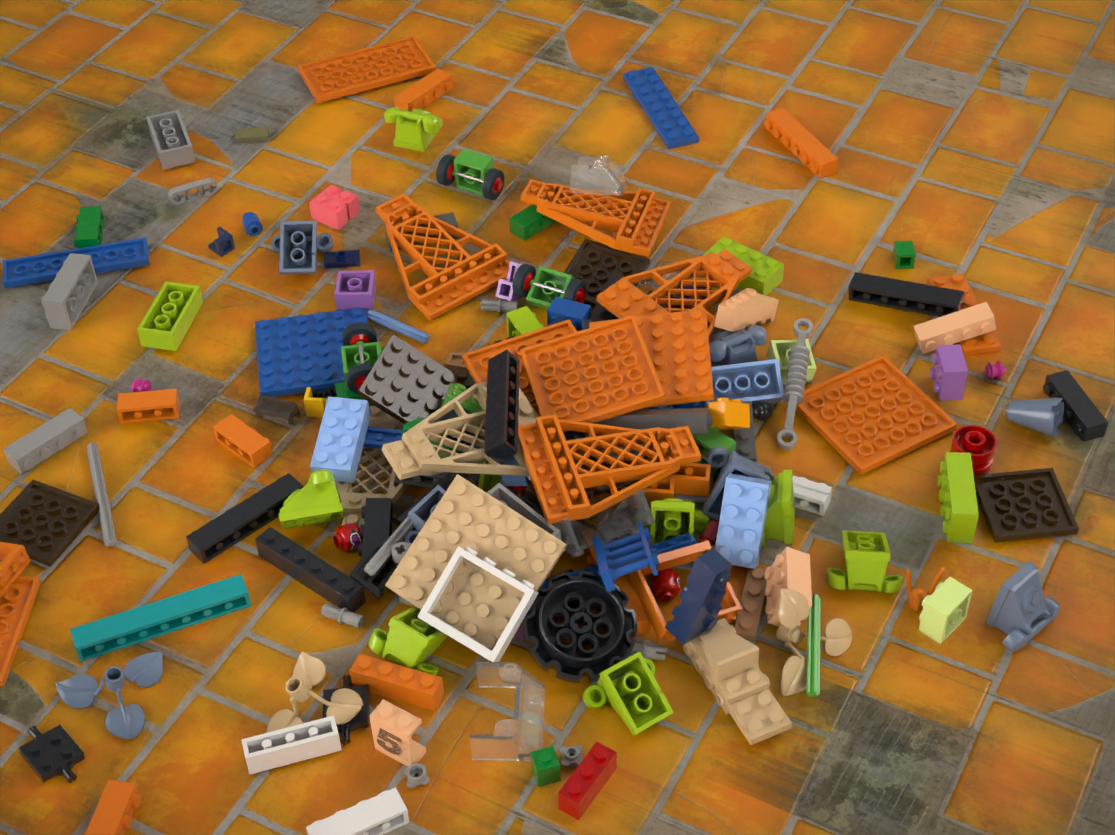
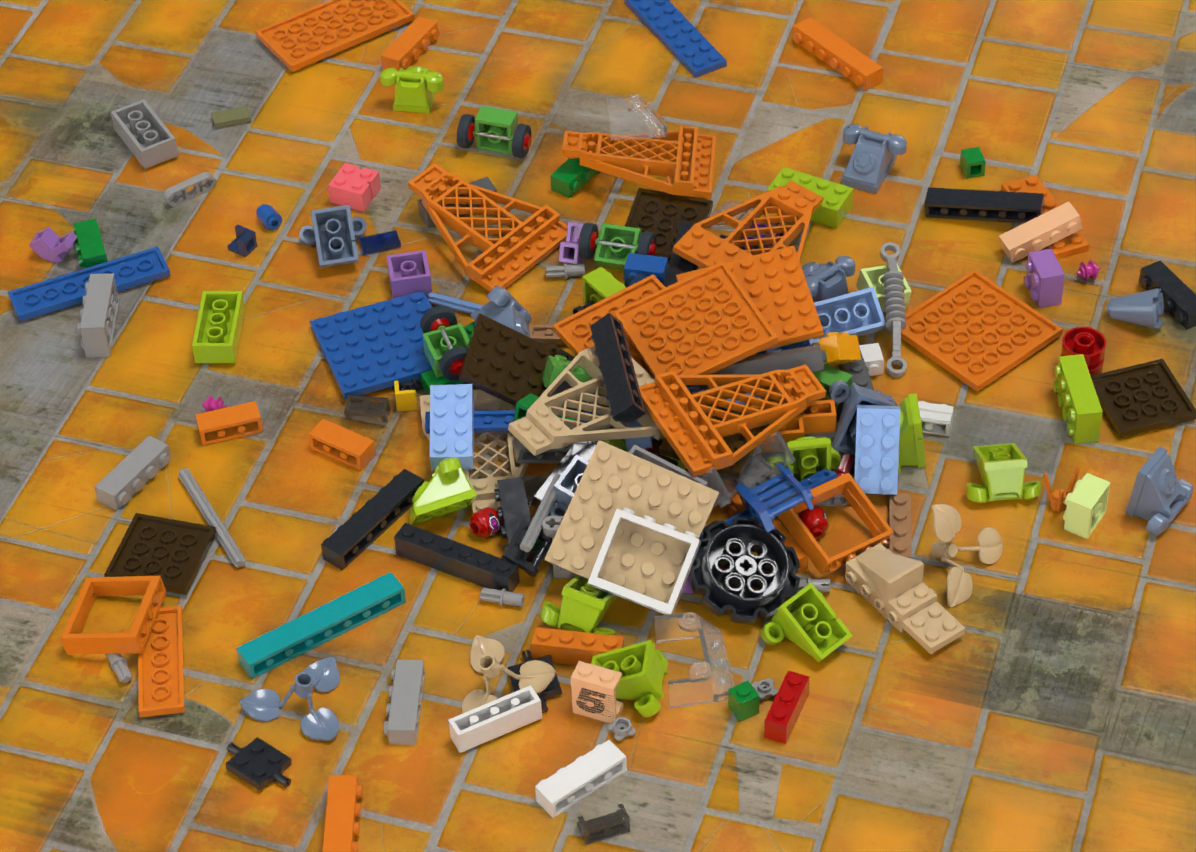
camera: 10 degrees left, 0 degrees up
(55, 225) = (51, 246): none -> medium lavender brick
(213, 711) = (405, 702): none -> light grey brick
(427, 337) = (505, 310): none -> sand blue piece
(445, 720) = (641, 674): none -> lime piece
(701, 597) = (859, 523): dark blue wedge -> none
(745, 310) = (826, 241): light nougat wedge -> none
(762, 410) = (866, 338): black plate -> none
(763, 428) = (873, 358): none -> white brick
(788, 571) = (931, 488): light nougat brick -> none
(808, 239) = (871, 157): none -> sand blue piece
(813, 647) = (970, 557): bright green axle -> none

